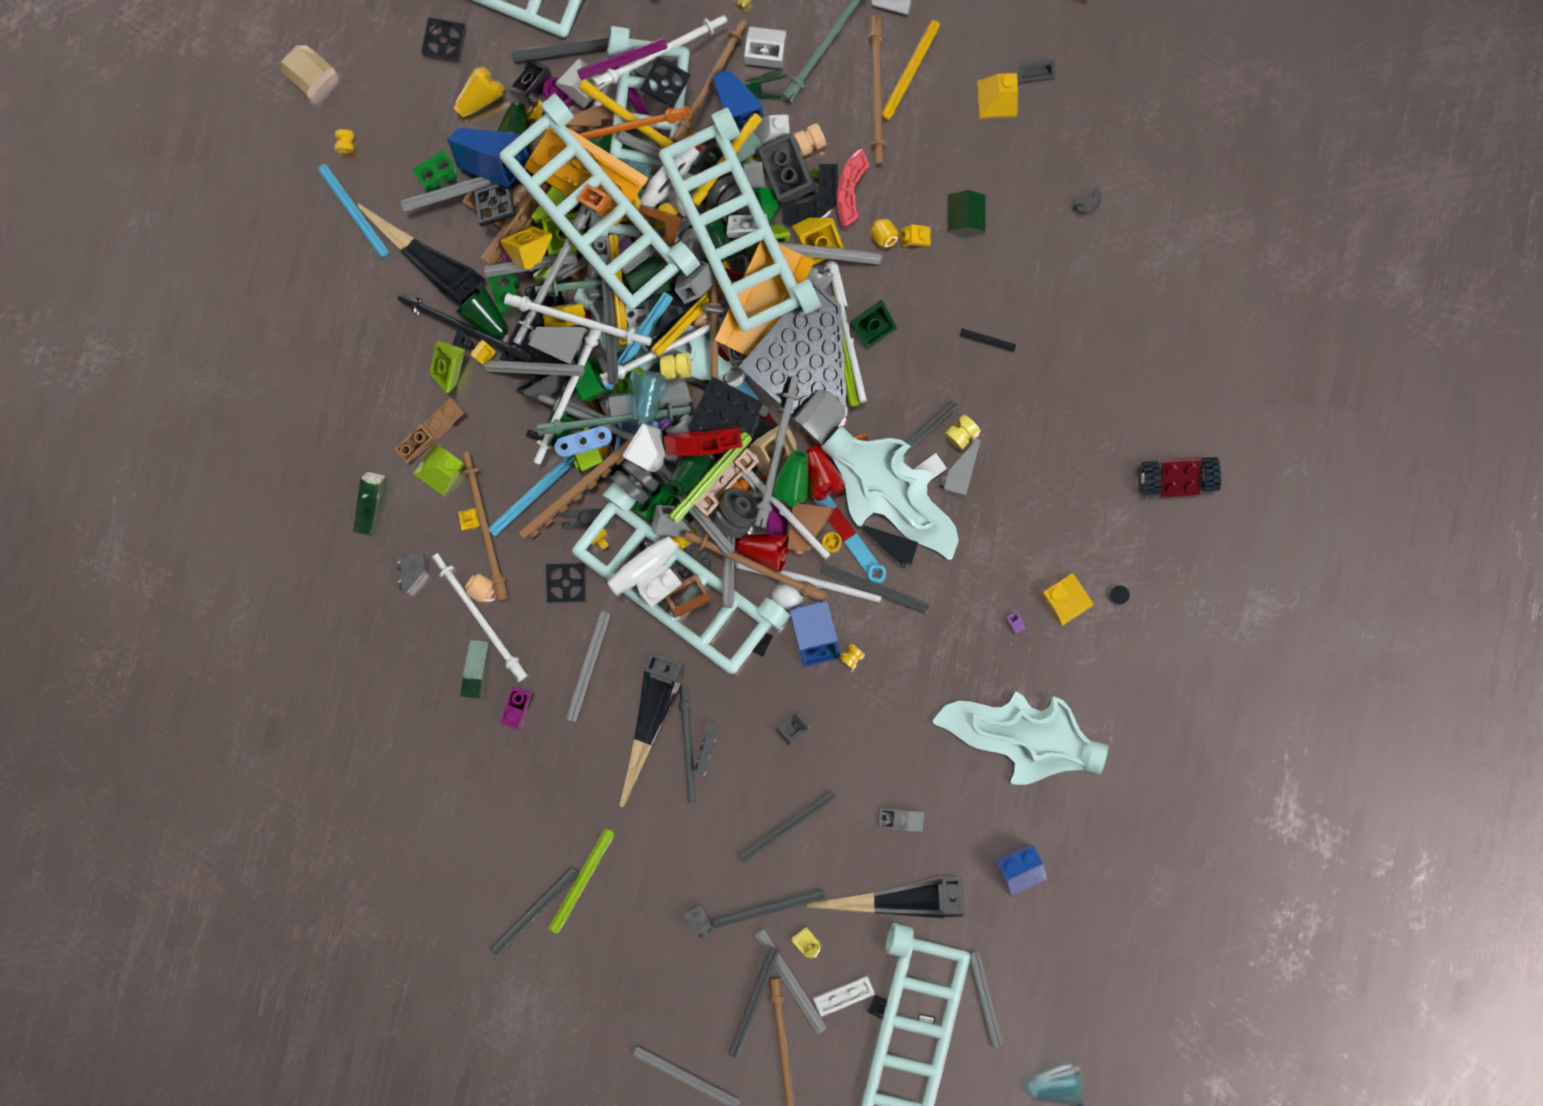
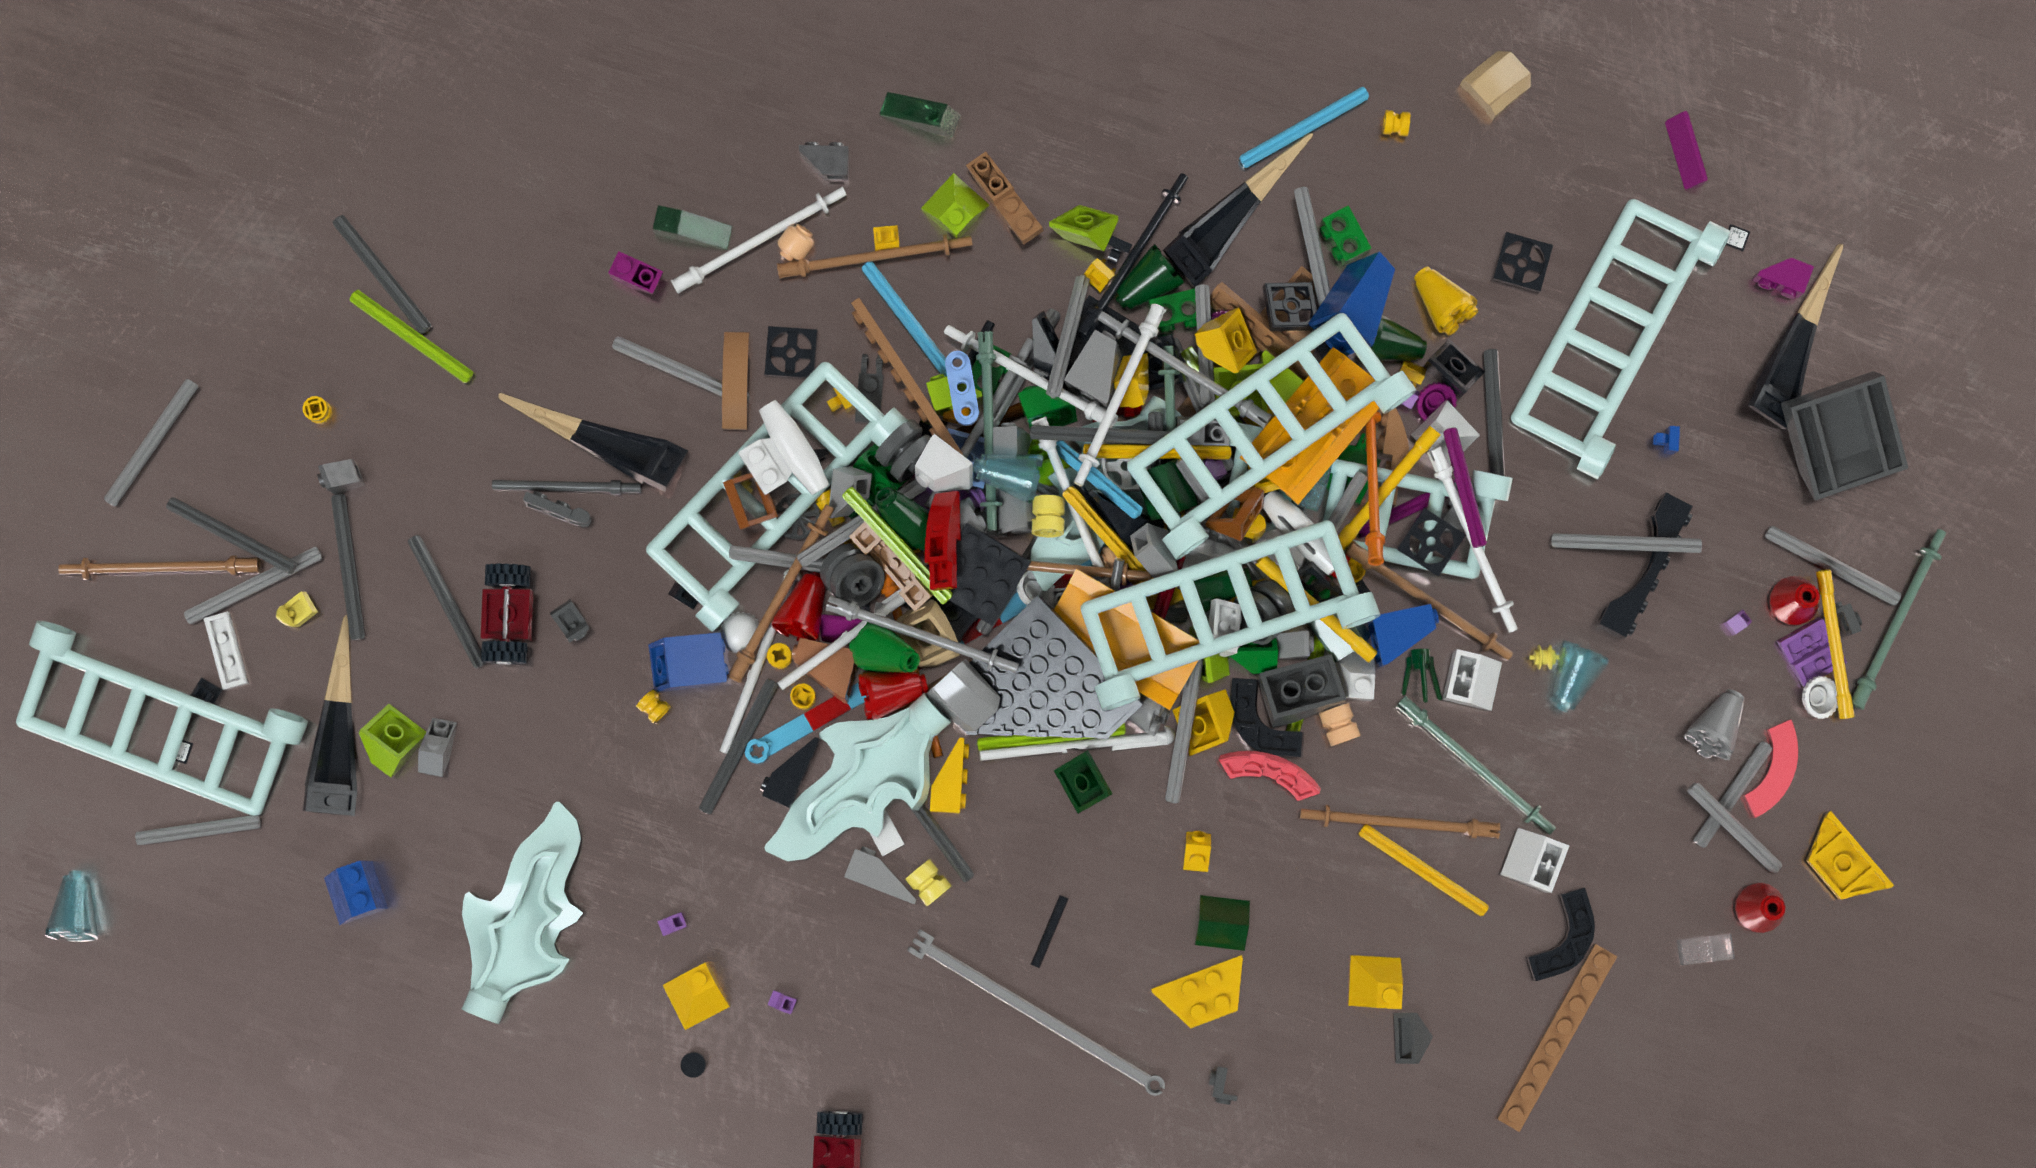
camera: 90 degrees right, 0 degrees up
(591, 622) = (735, 380): none -> medium nougat slope
(594, 199) = (1269, 428): orange slope -> none
(650, 946) = (321, 413): none -> yellow wheel
(793, 777) = (506, 614): none -> plate
(801, 567) = (782, 658): none -> yellow wheel
(884, 232) = (1205, 810): yellow head -> none
(884, 425) = (947, 787): none -> yellow slope
(899, 856) = (391, 739): none -> lime slope
(1020, 220) = (1204, 993): none -> yellow wing
(1049, 345) = (1033, 1012): none -> light grey hinge
(1064, 533) = (782, 1002): none -> medium lavender piece

